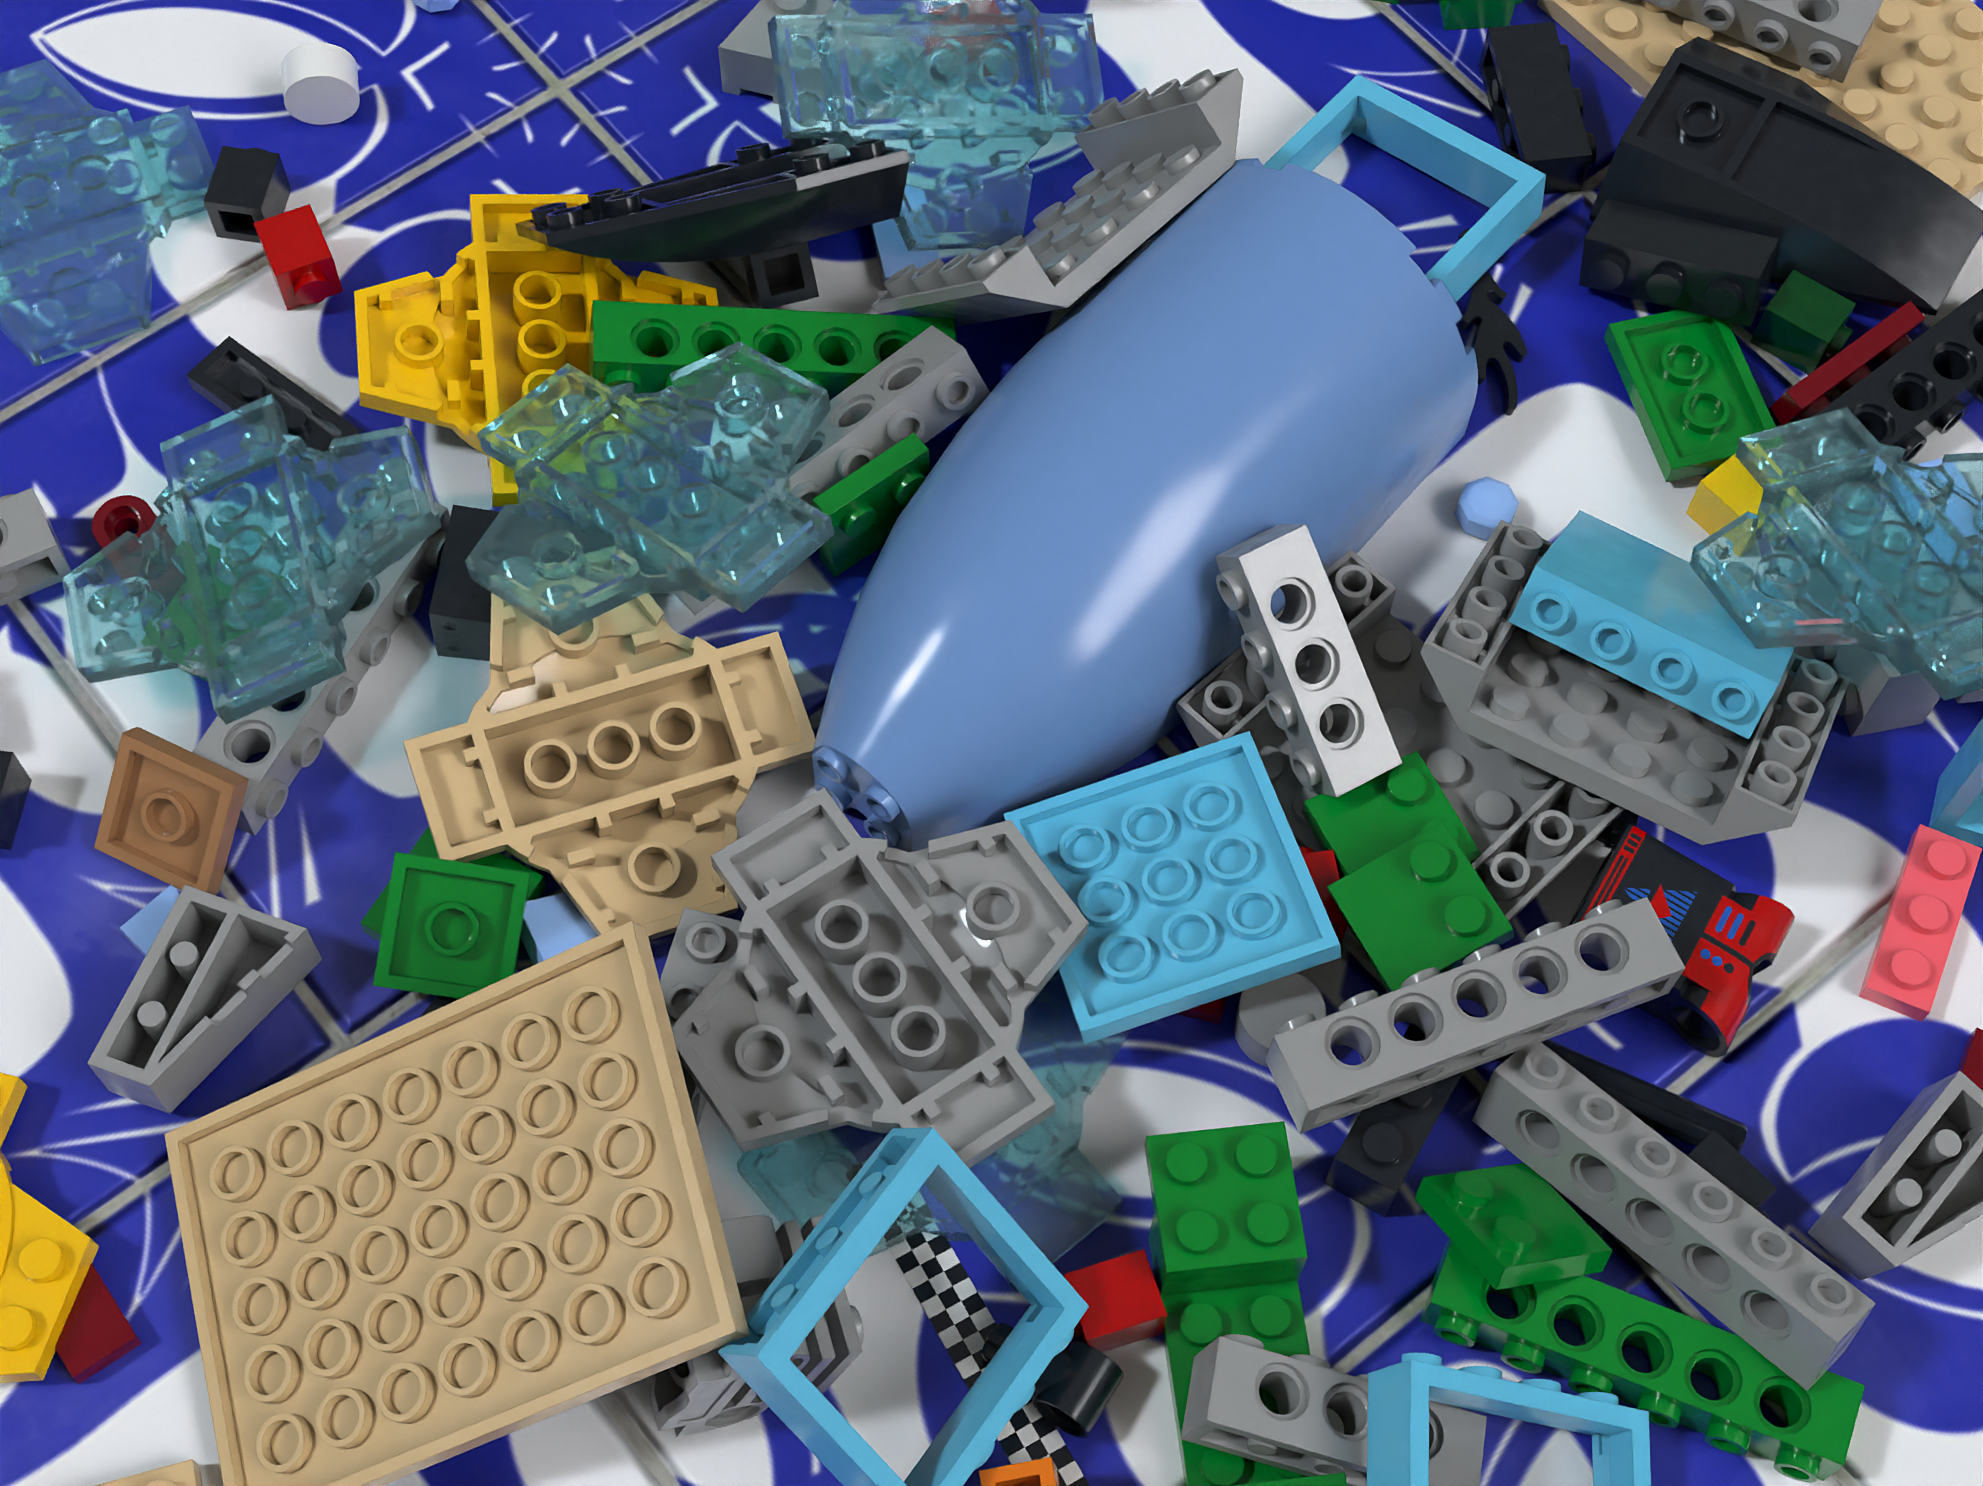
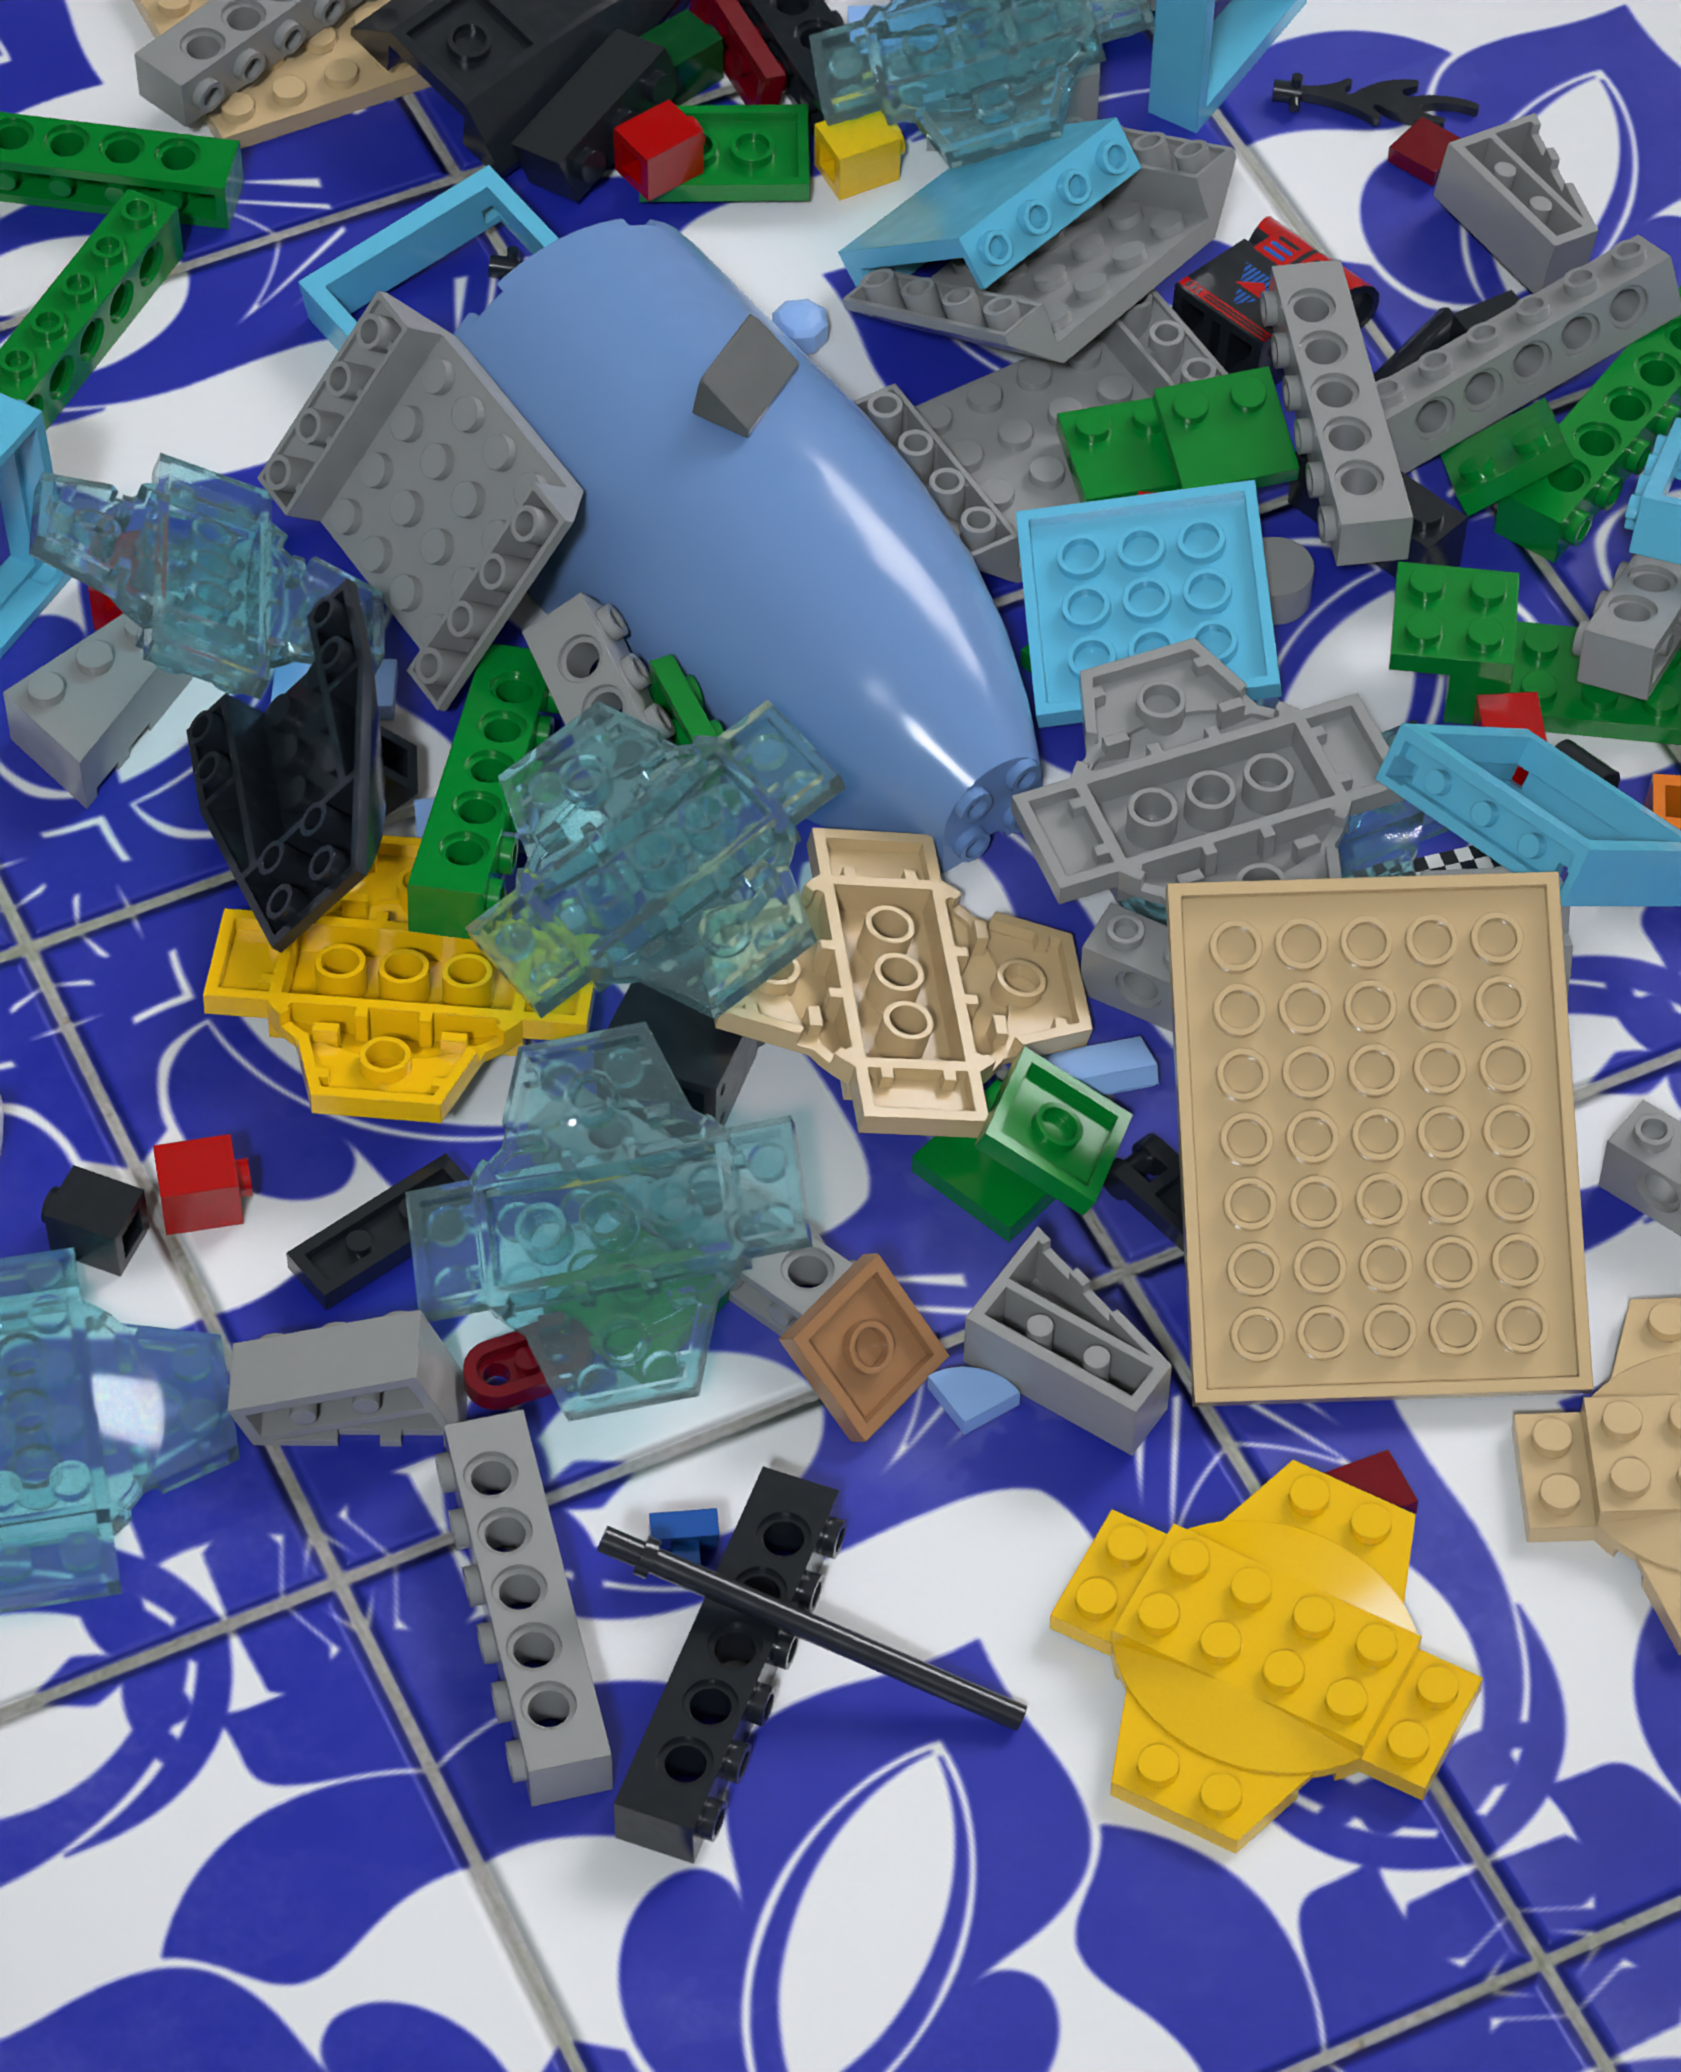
camera: 75 degrees left, 10 degrees down
(83, 414) = (346, 1379): none -> light grey wedge
(1204, 384) = (744, 378): none -> dark grey slope
(1359, 739) = (980, 431): brick -> none
(1536, 104) = (363, 173): black brick -> none
(1644, 319) = (659, 149): none -> red brick
(1920, 923) = (1286, 158): coral plate -> none

